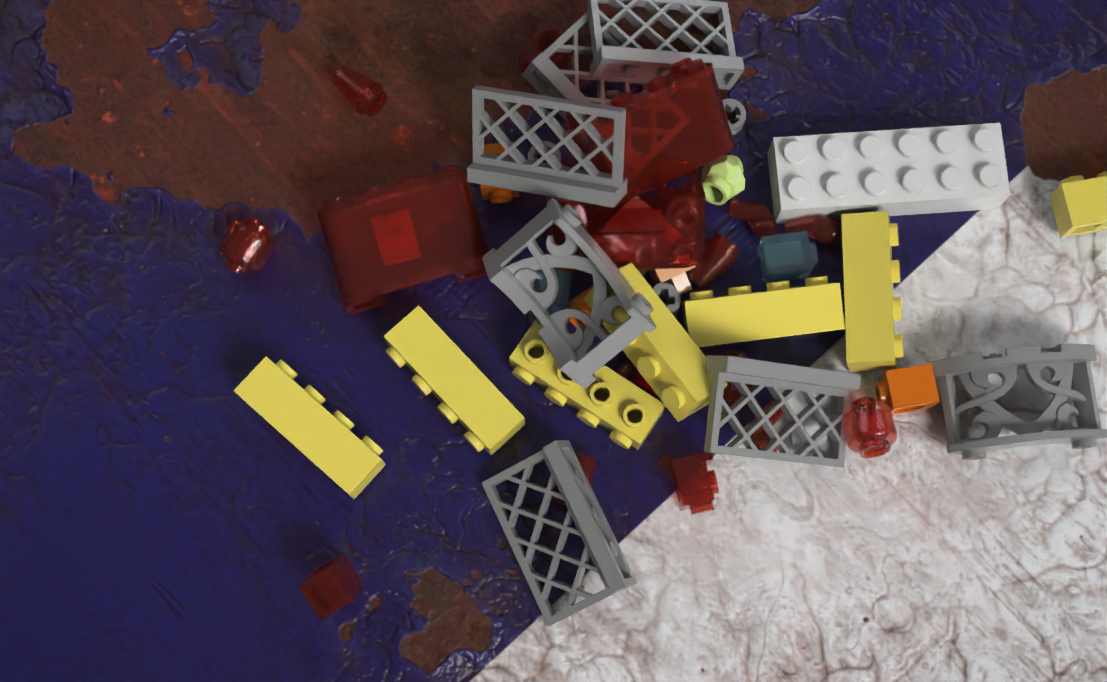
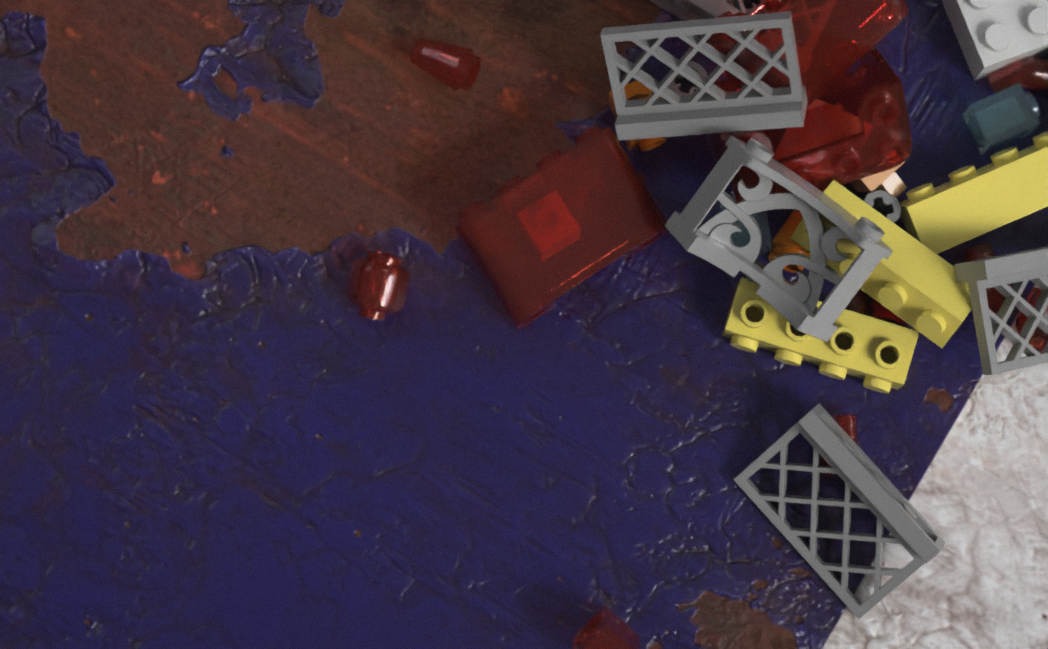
camera: 10 degrees left, 5 degrees up
(310, 427) = (521, 473): light yellow brick -> none
(454, 380) = (668, 373): light yellow brick -> none
(694, 483) = (975, 410): clear red brick -> none
(716, 259) = (926, 142): clear red cone -> none
(723, 179) = (905, 48): yellowish green rock -> none
(757, 216) = (953, 79): clear red arm -> none

